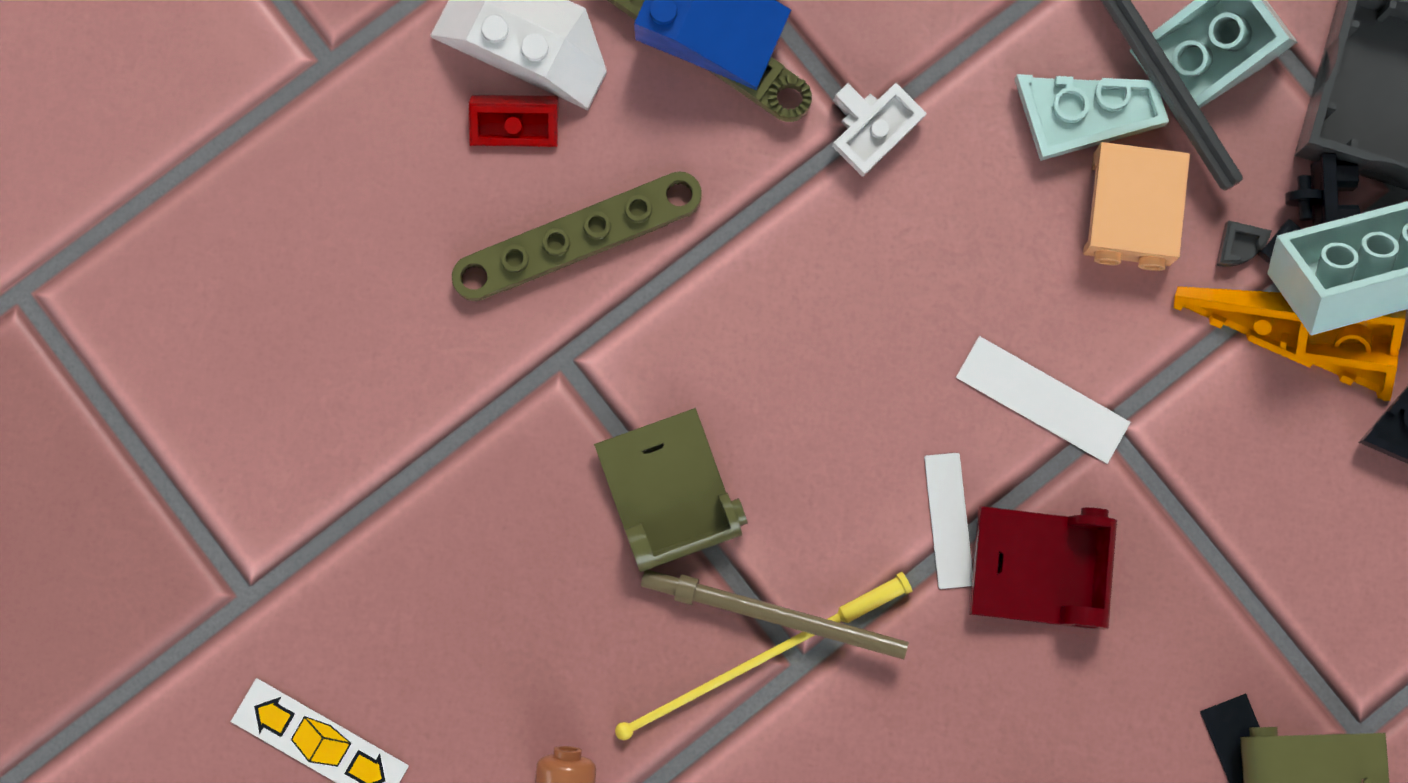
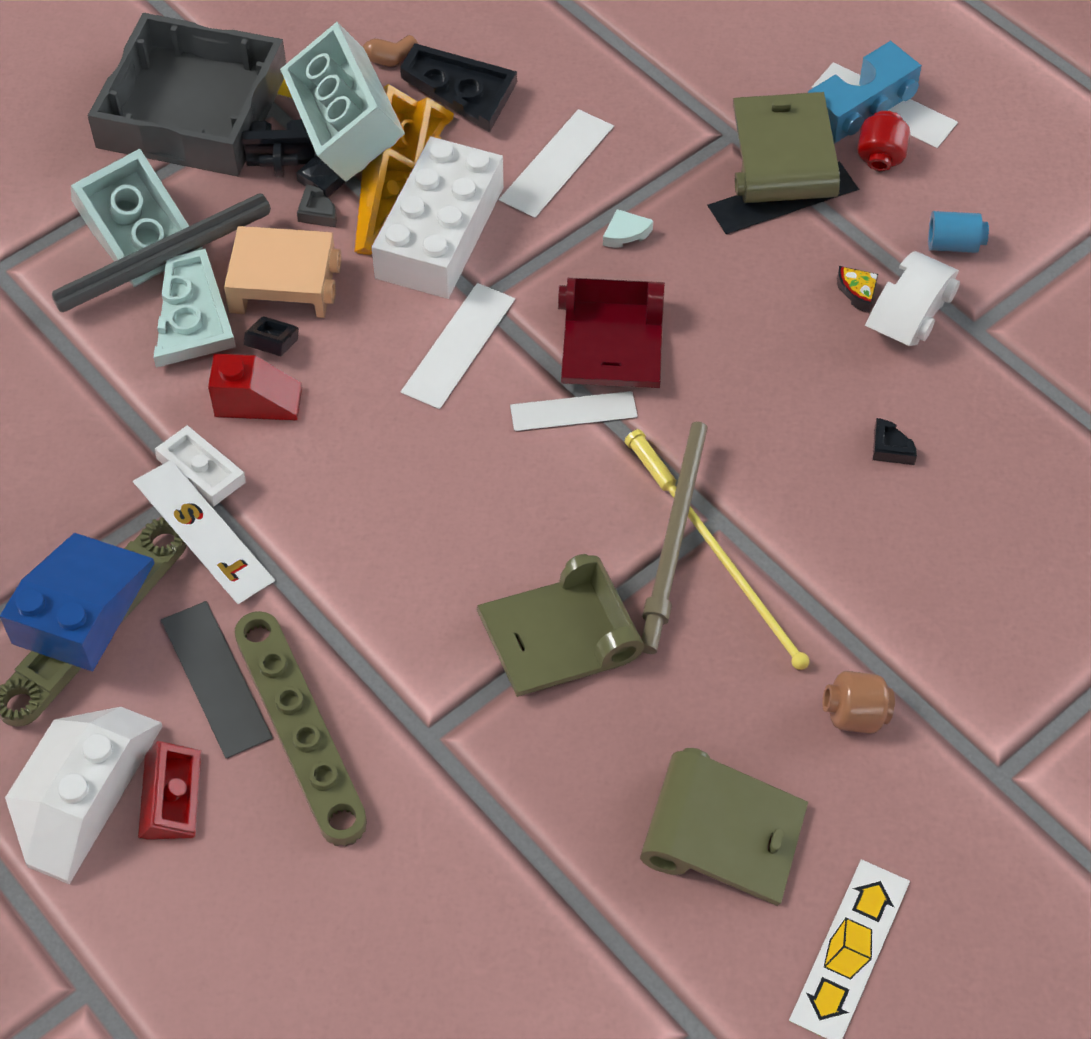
camera: 90 degrees left, 25 degrees down
(442, 629) = (722, 826): none -> olive door
(637, 157) = (216, 679): none -> dark grey sticker
(795, 136) = (204, 531): none -> white sticker
(974, 180) = (252, 389): none -> red slope
(1049, 197) = (271, 336): none -> black tile
(1202, 594) = (626, 228): none -> light aqua tile
(1215, 378) = (438, 217): none -> white brick
(1314, 521) = (556, 163): none -> white sticker

